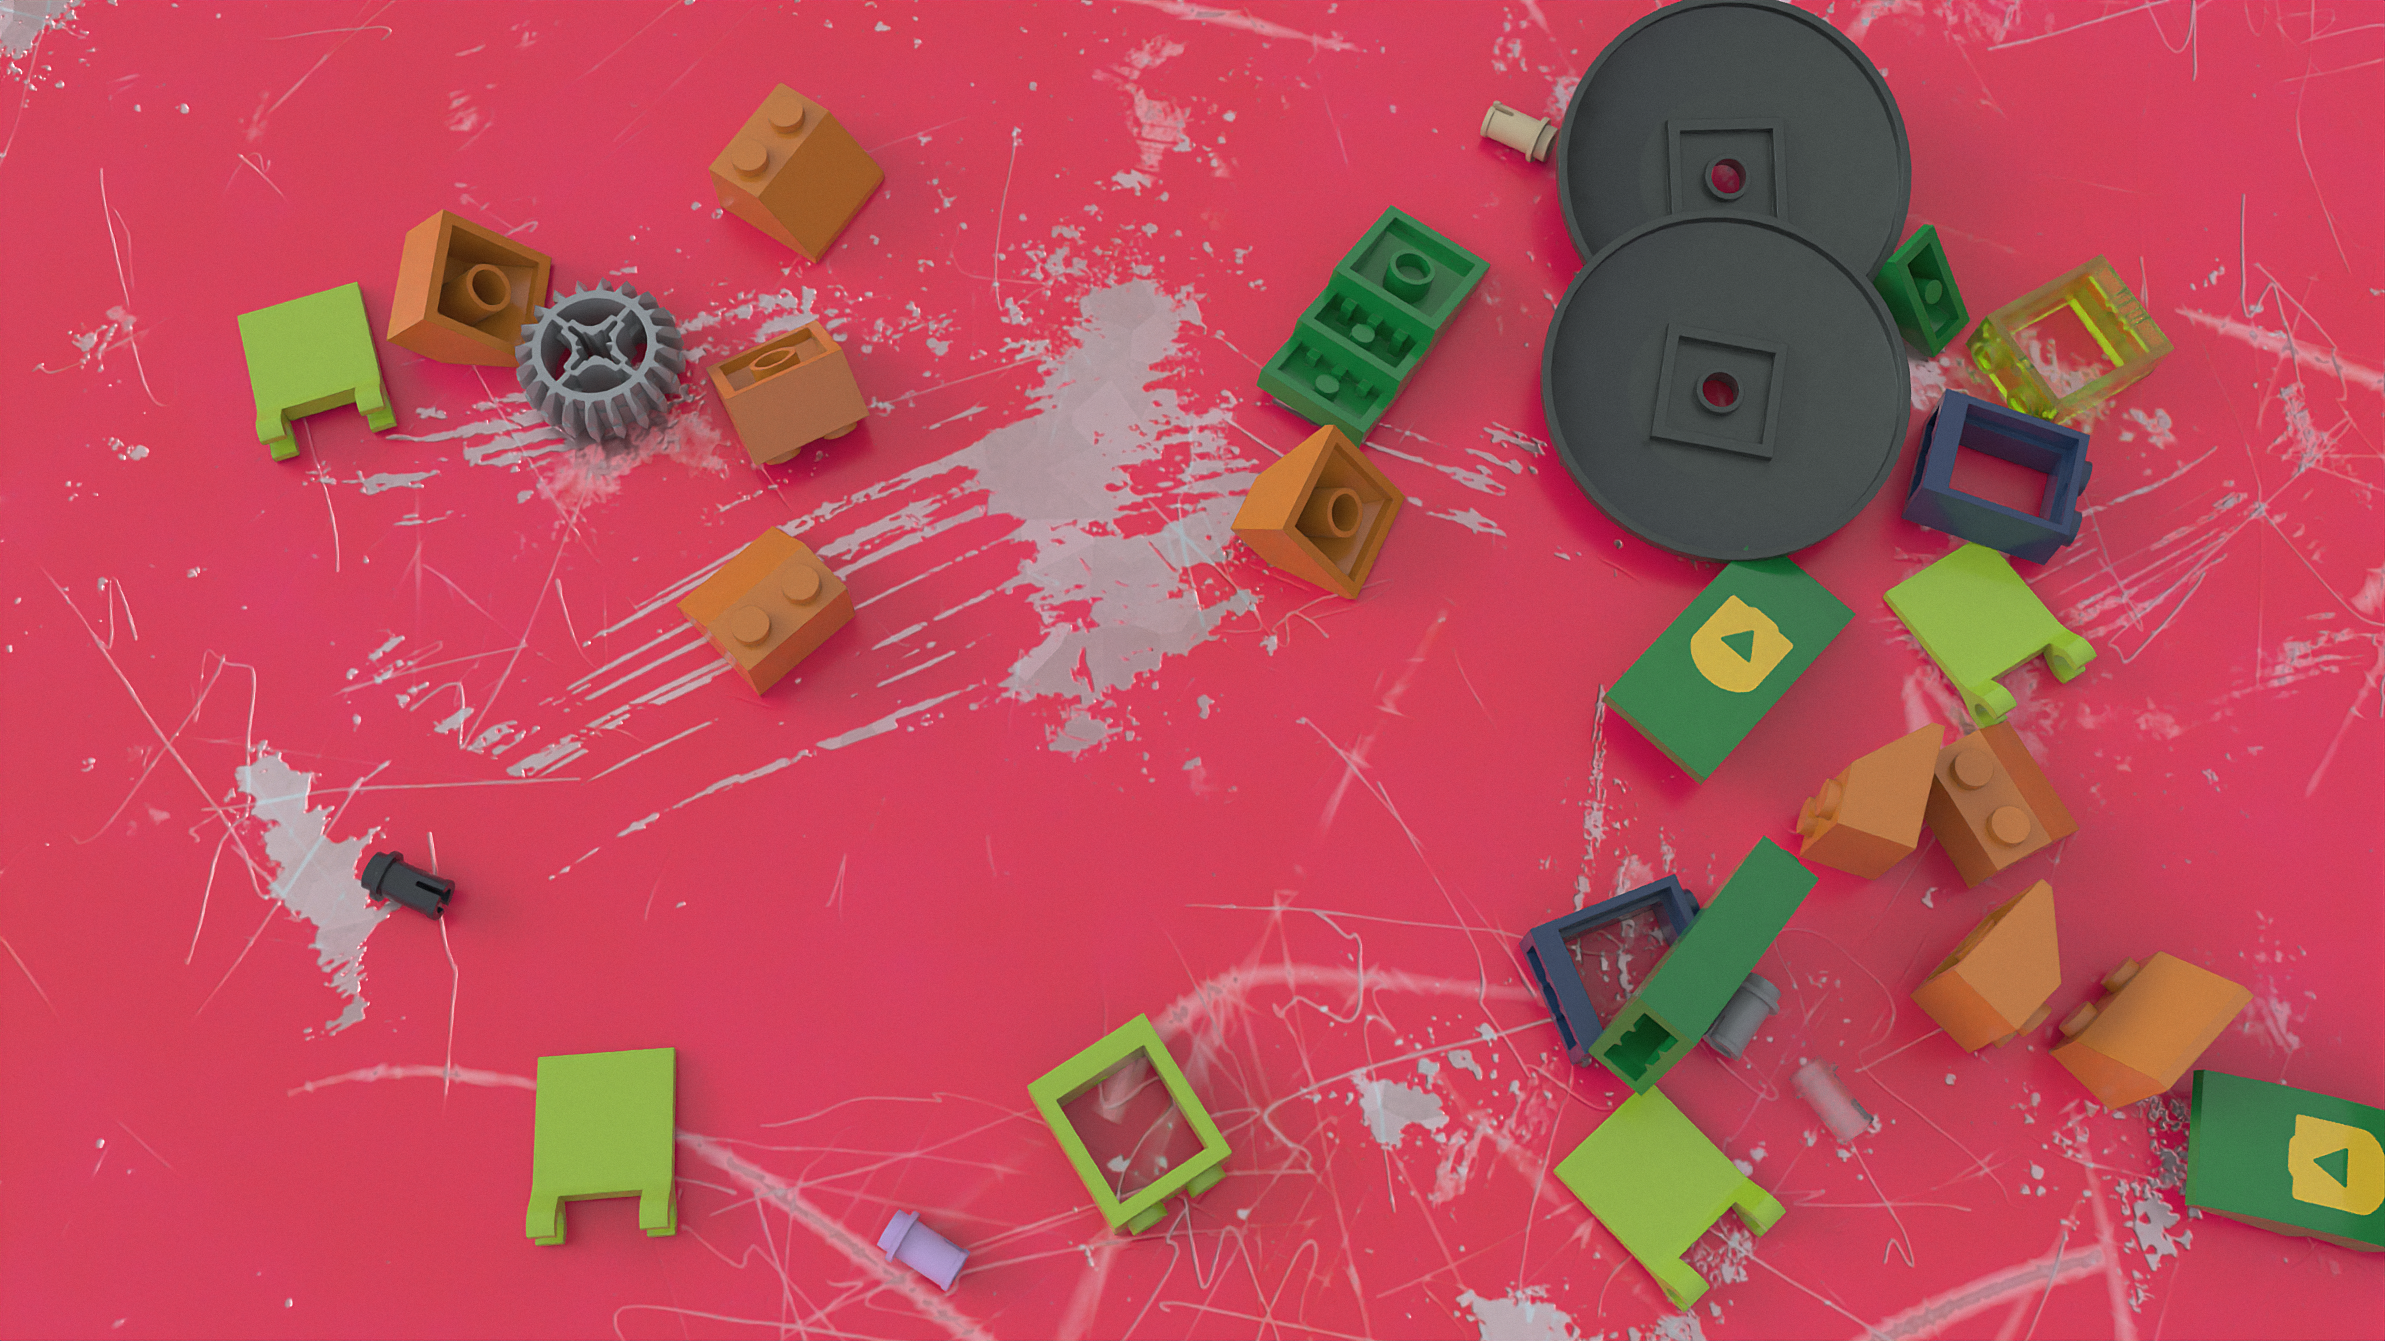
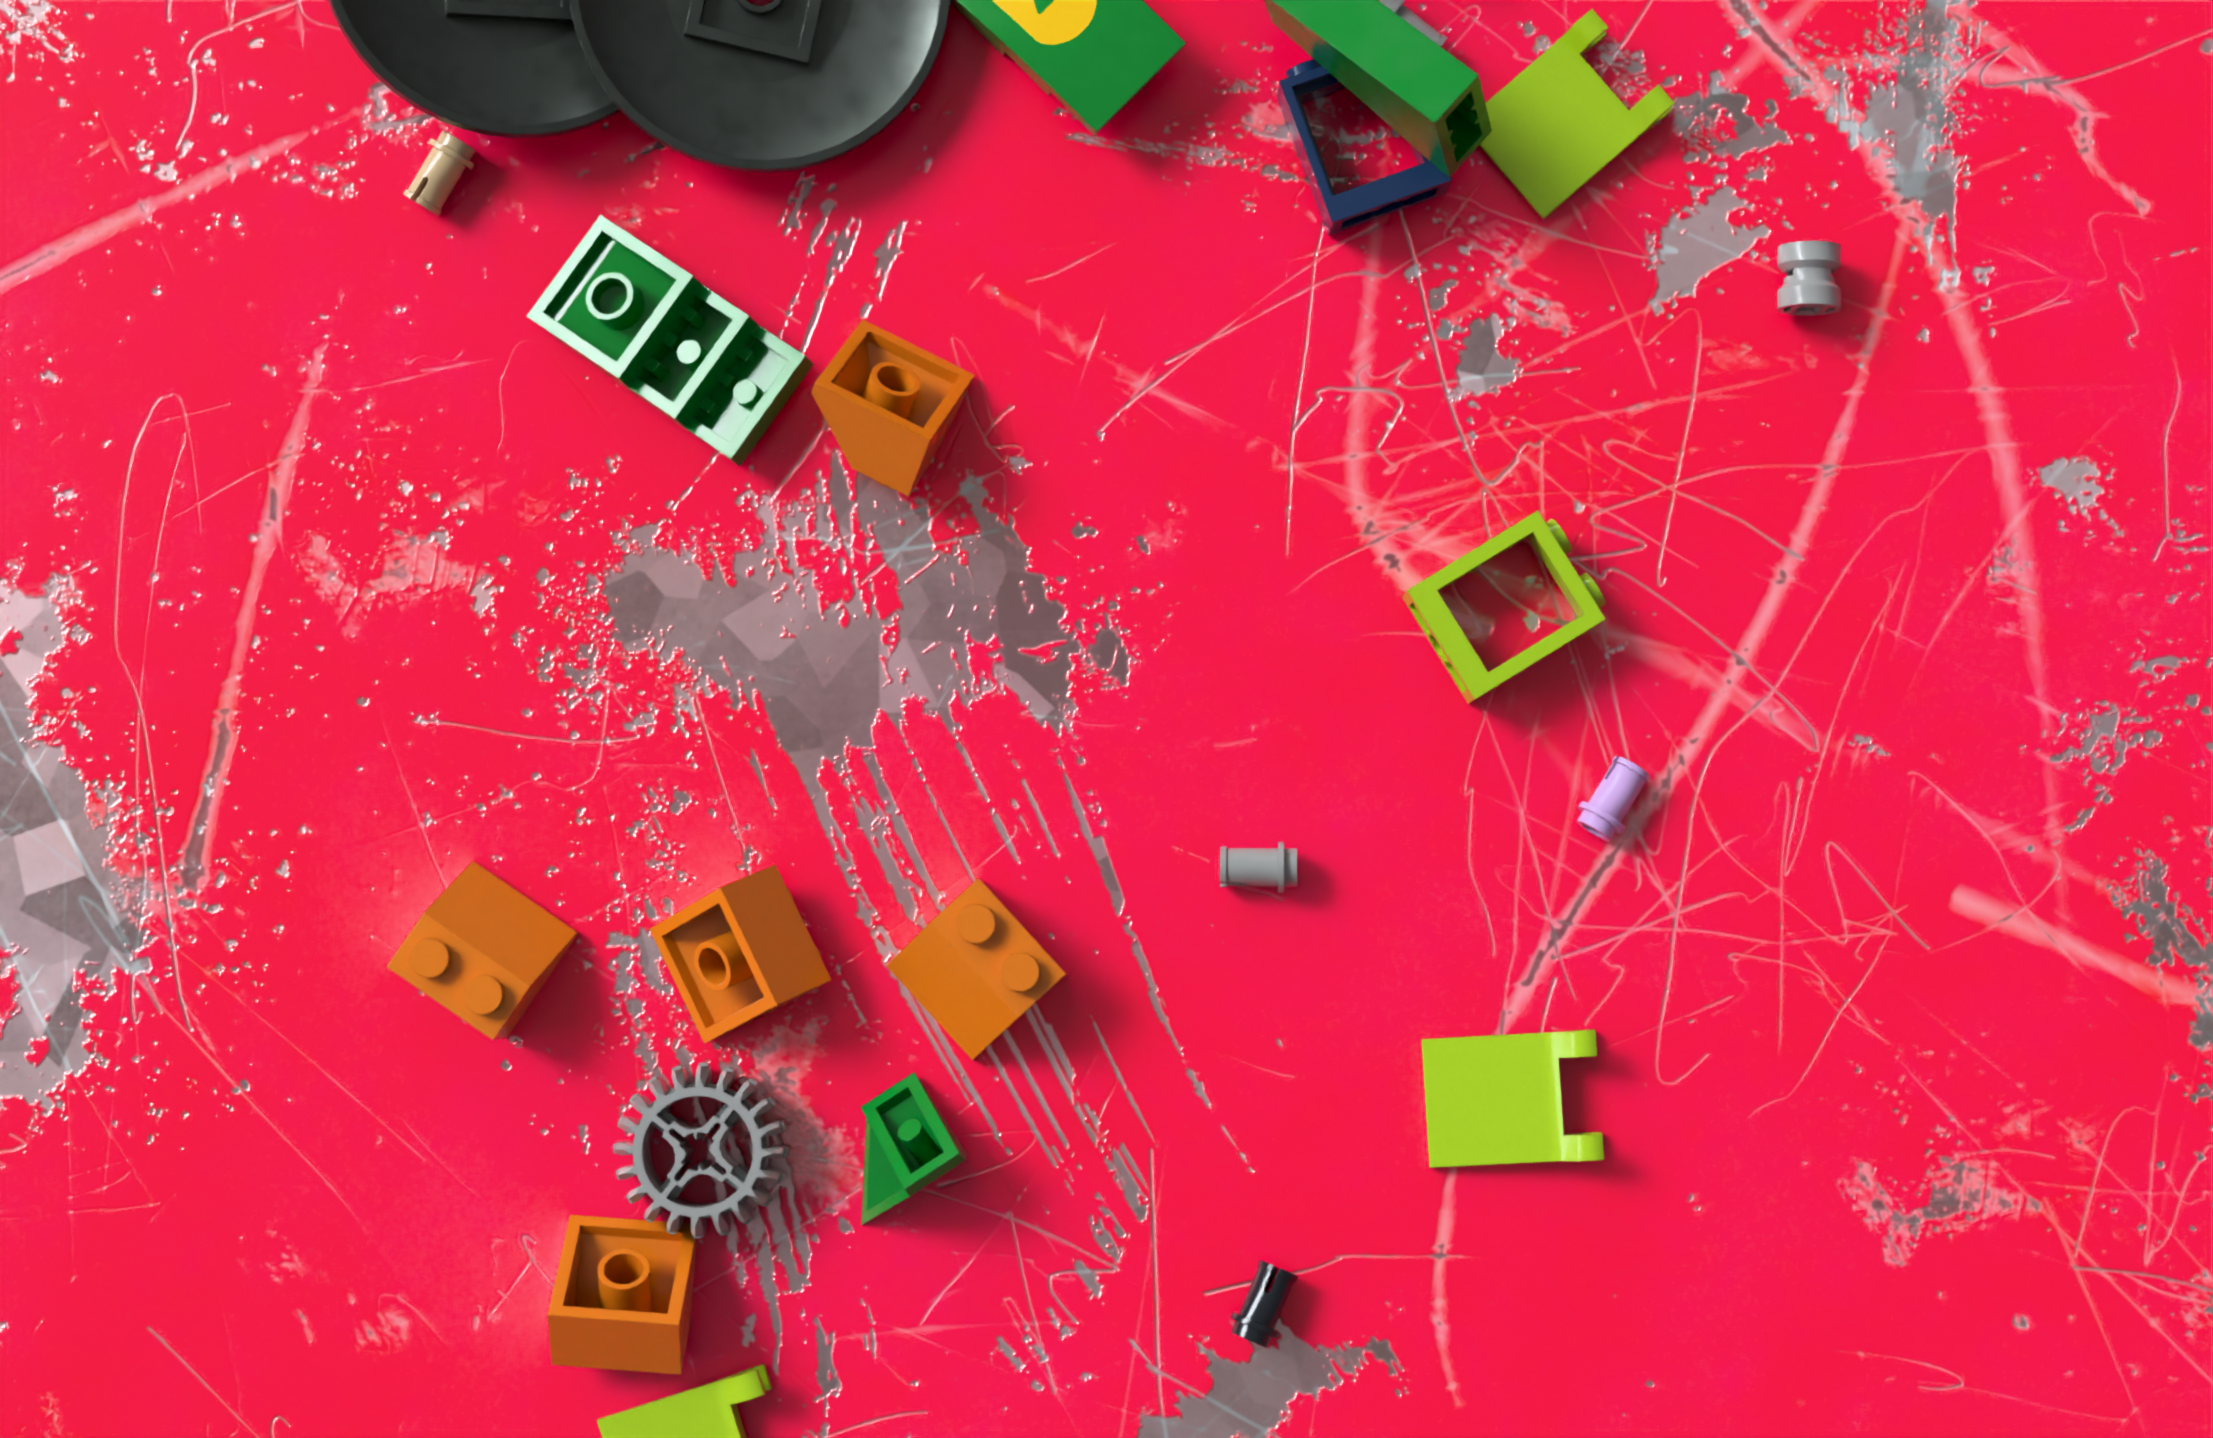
camera: 85 degrees left, 15 degrees up
(599, 547) = (904, 1146): none -> green slope
(858, 875) = (1258, 867): none -> light grey pin

